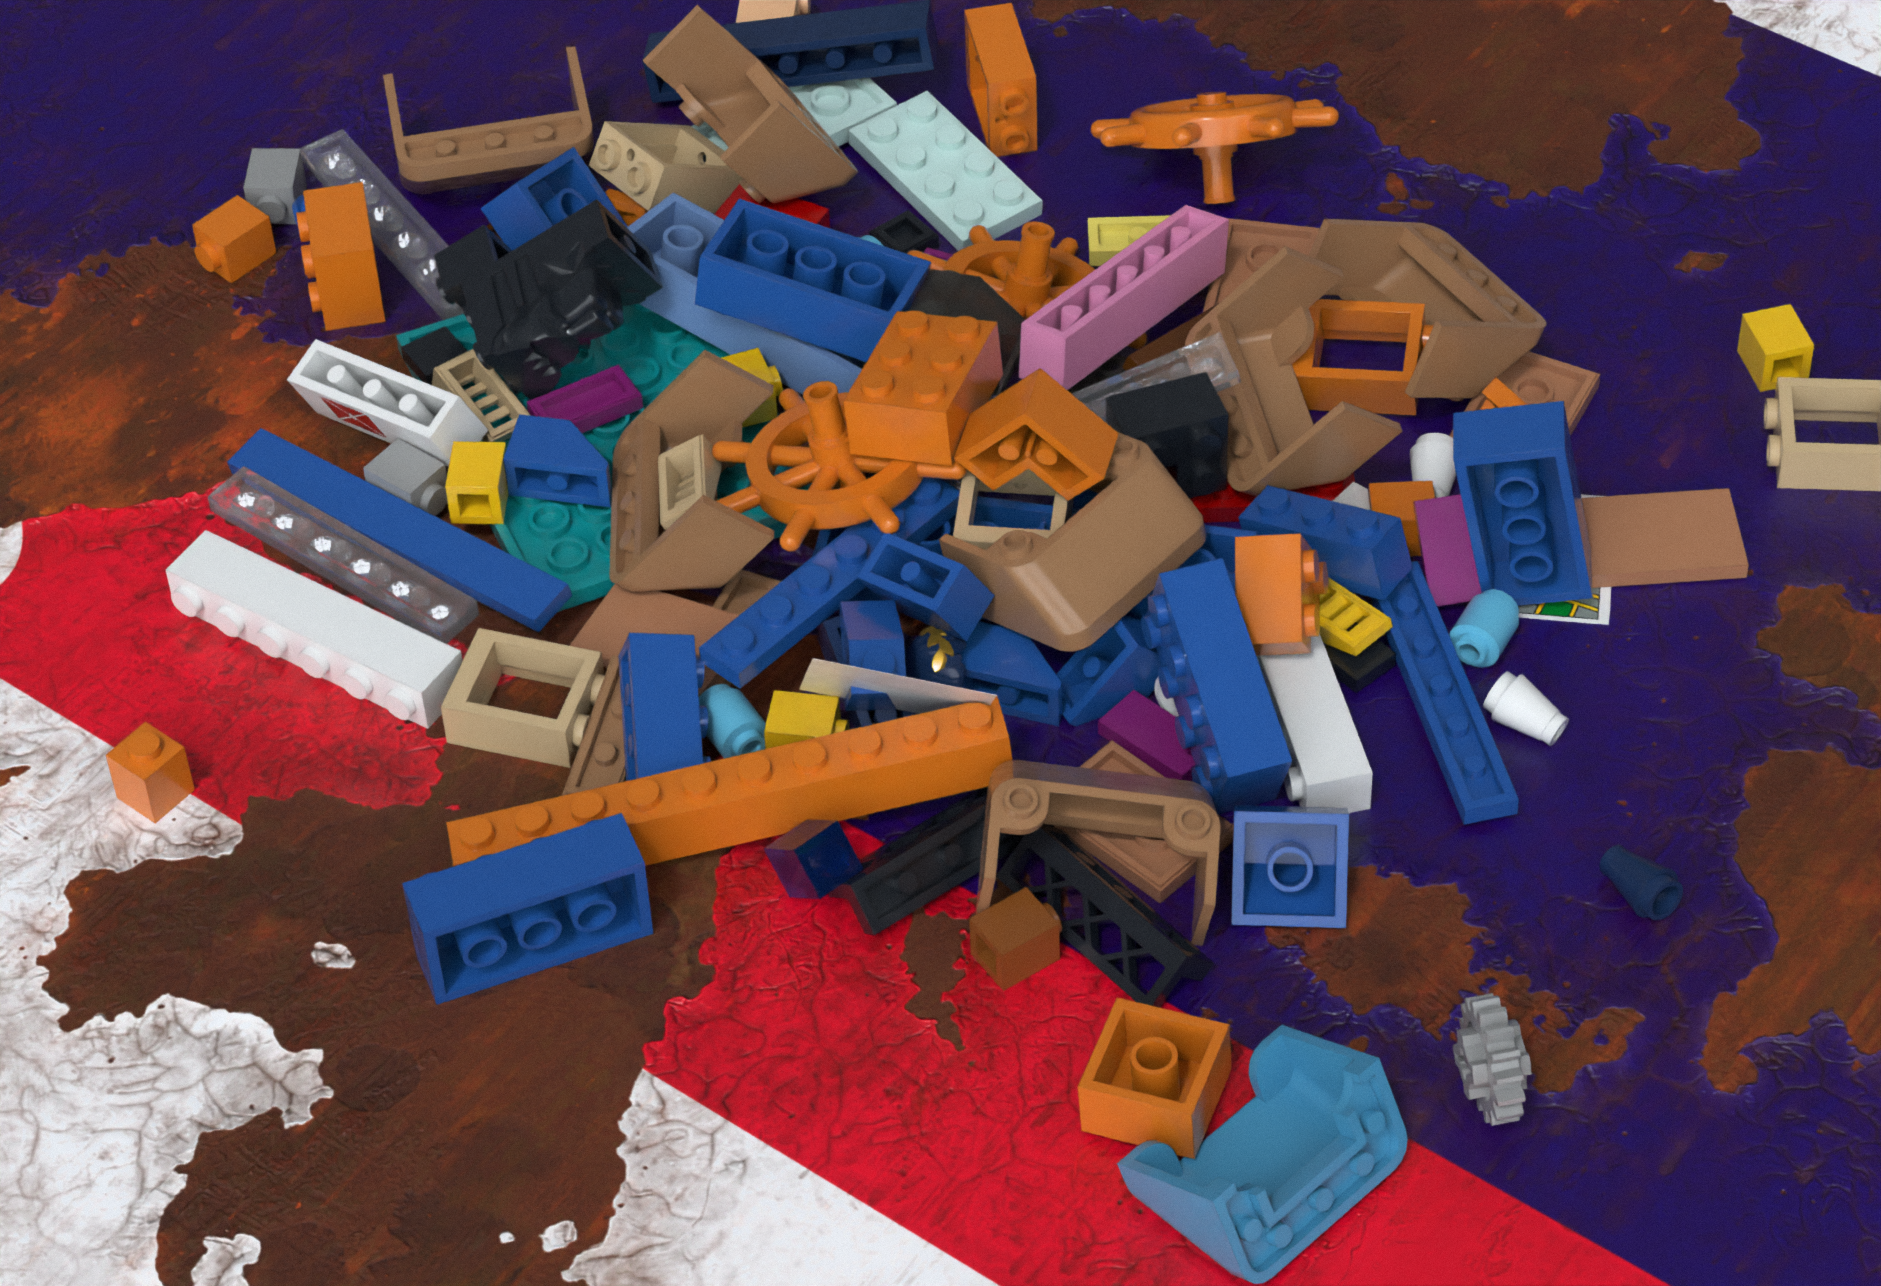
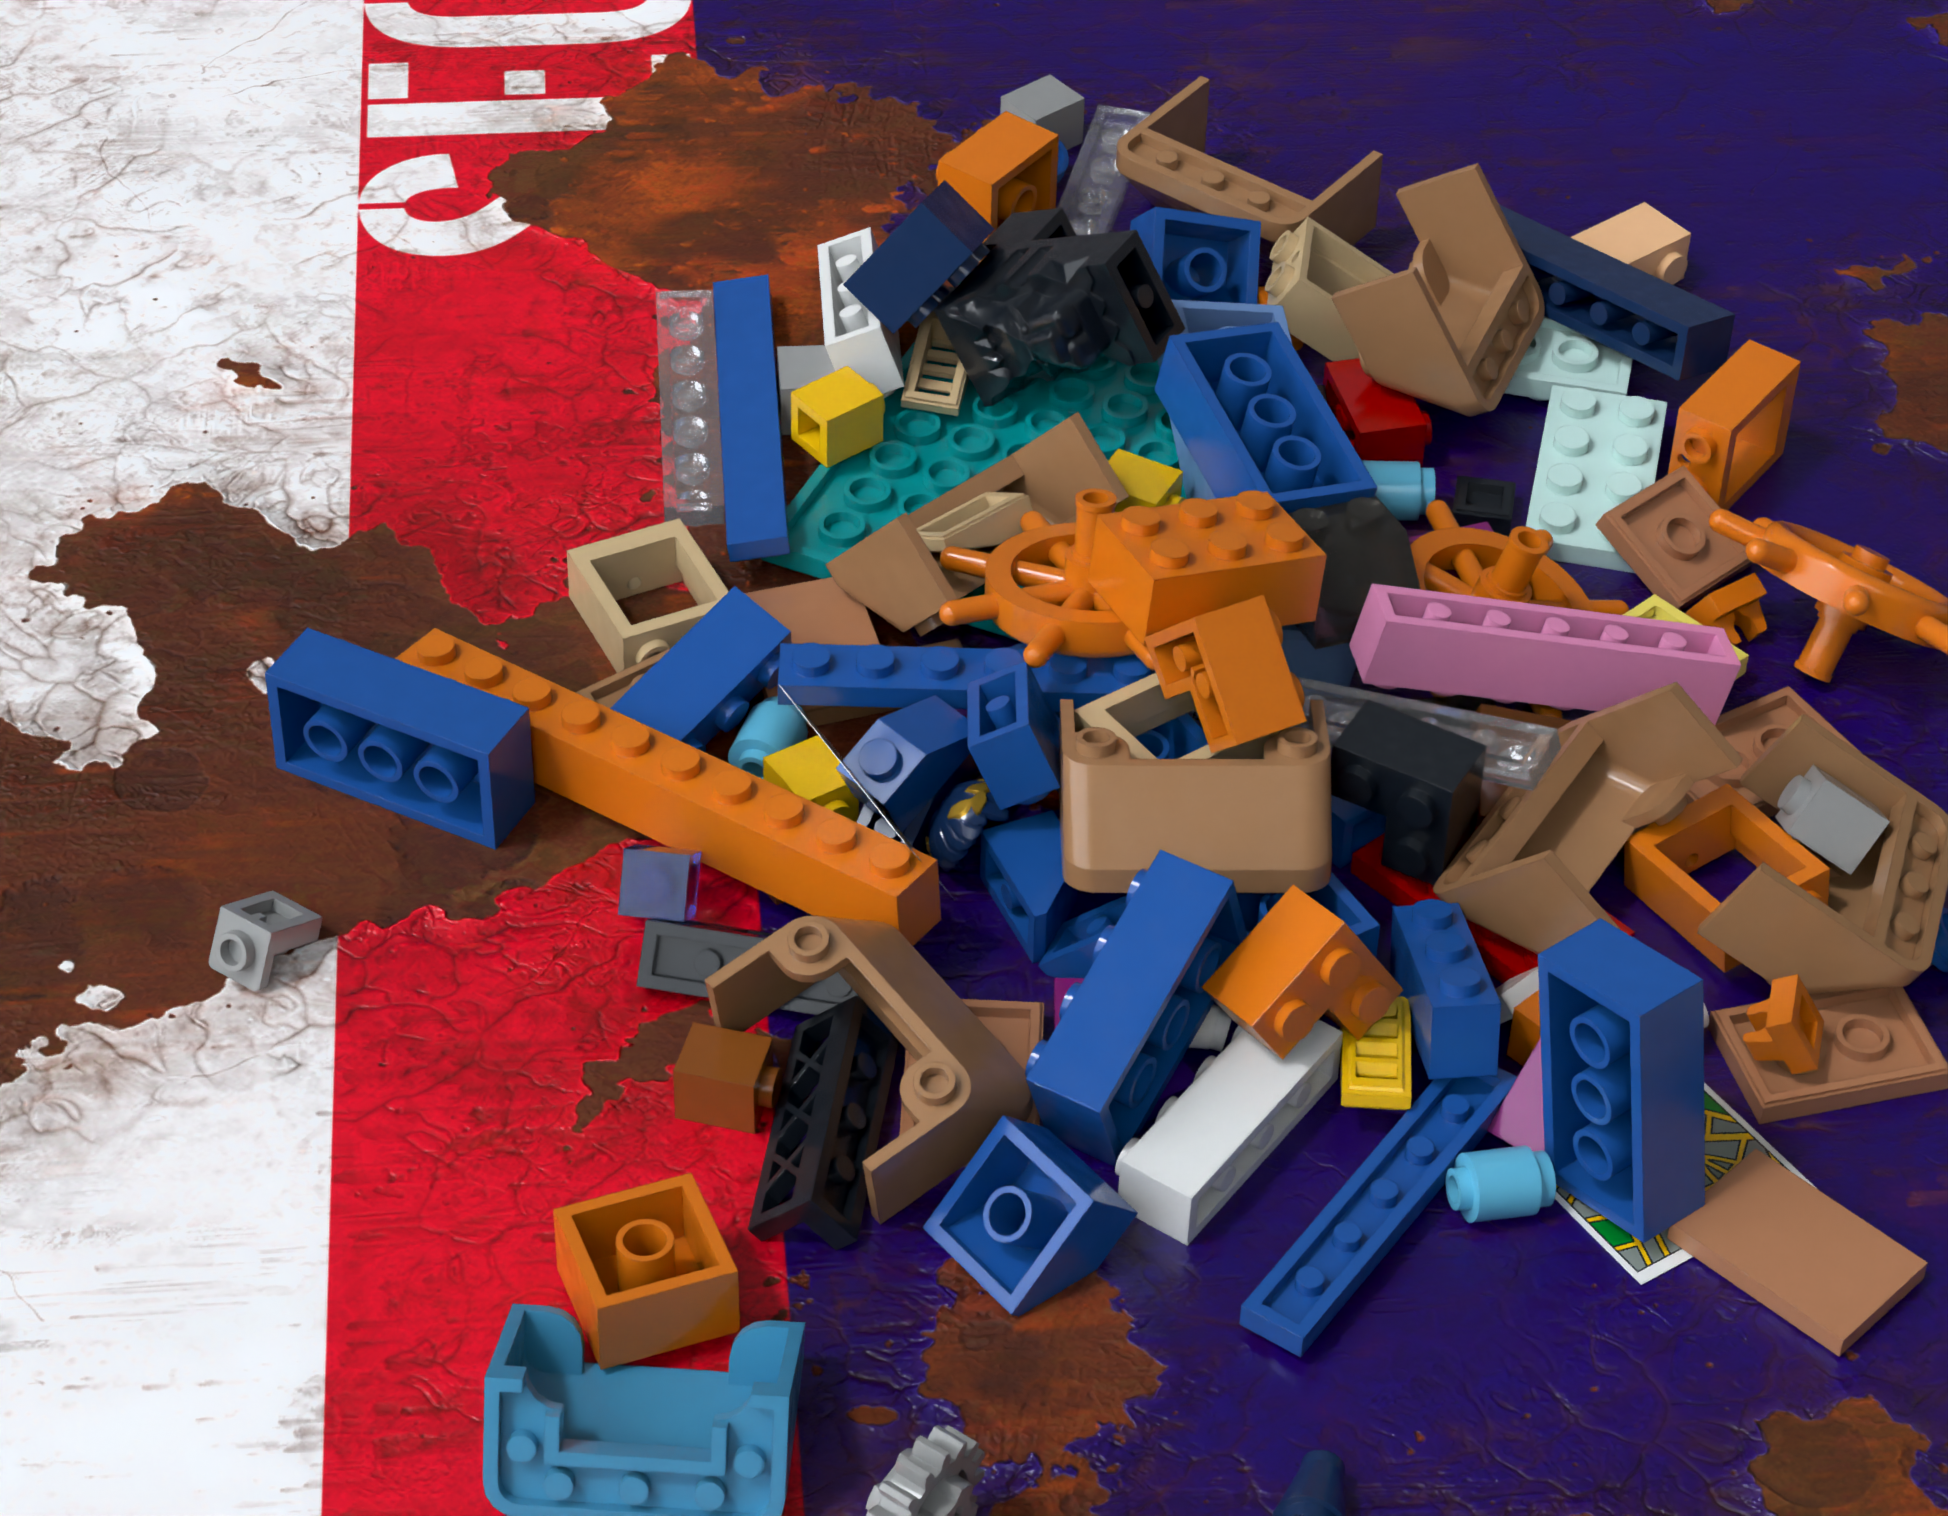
camera: 45 degrees right, 5 degrees down
(150, 772) = (325, 443): orange brick -> none
(233, 239) = (946, 125): orange brick -> none
(314, 628) = (584, 425): white brick -> none
(430, 328) = (910, 267): none -> dark blue brick
(555, 463) = (912, 441): blue slope -> none
(590, 400) = (1001, 422): magenta tile -> none
(616, 1108) = (256, 931): none -> light grey bracket
(1051, 173) = (1670, 542): none -> nougat tile
(1136, 193) = (1732, 606): none -> orange tile
(1364, 668) = (1351, 1127): black tile -> none
(1384, 274) = (1830, 818): none -> light grey brick
(1524, 708) = (1434, 1275): white cone -> none

